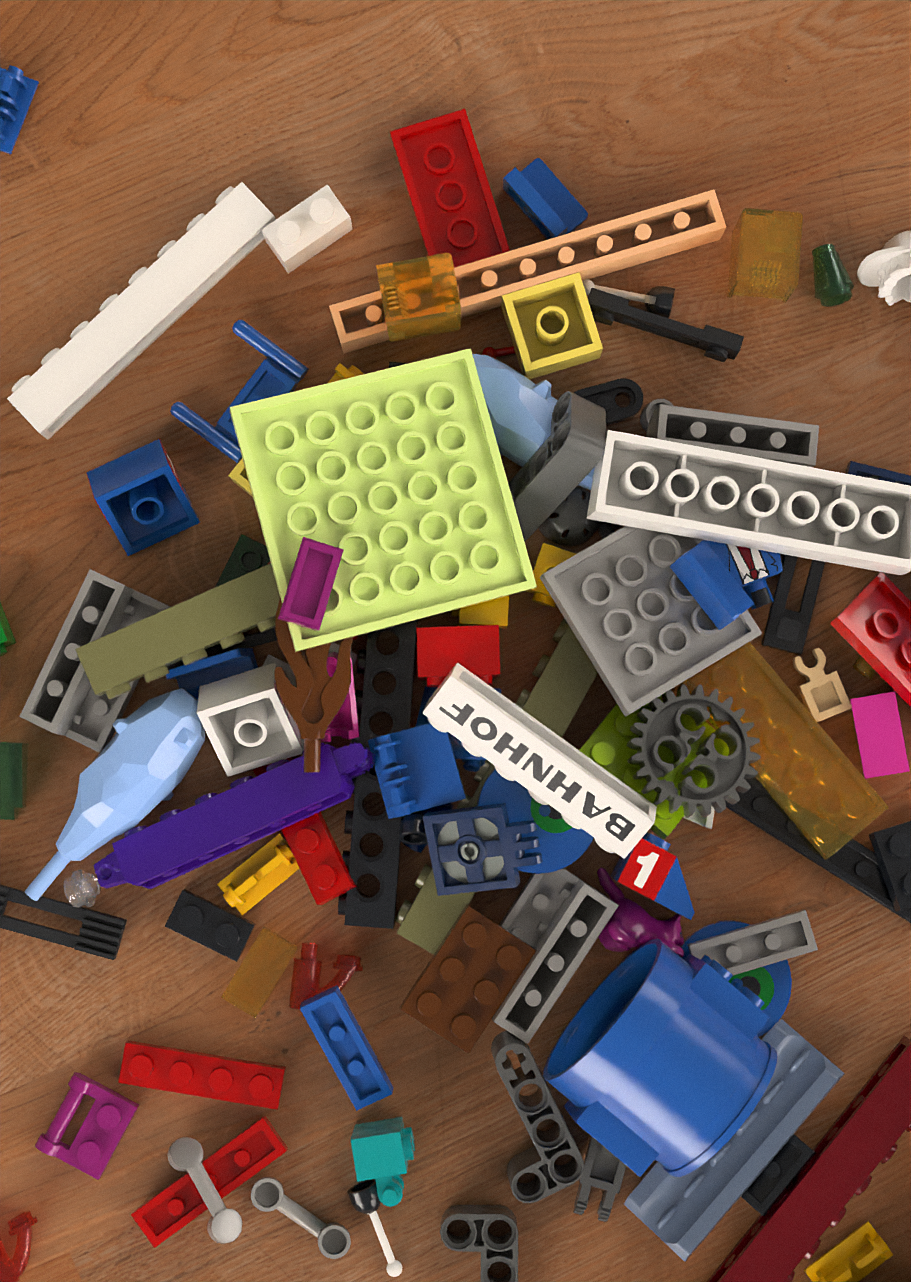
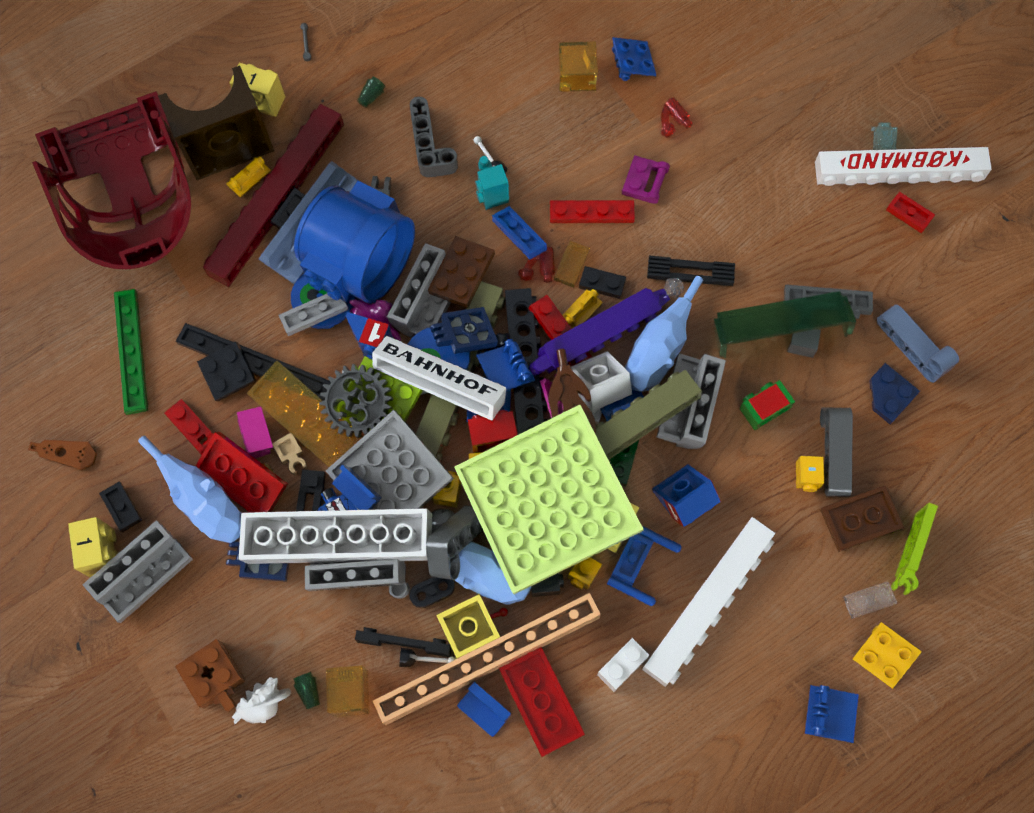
camera: 170 degrees right, 15 degrees down
(225, 1223) = (590, 170): light grey bar -> none
(227, 1169) = (577, 163): red plate -> none
(310, 584) = (578, 439): magenta tile -> none
(333, 1237) = (546, 160): light grey bar -> none
(420, 296) = (547, 619): clear yellow piece -> none
(533, 1110) = (407, 197): dark grey beam -> none

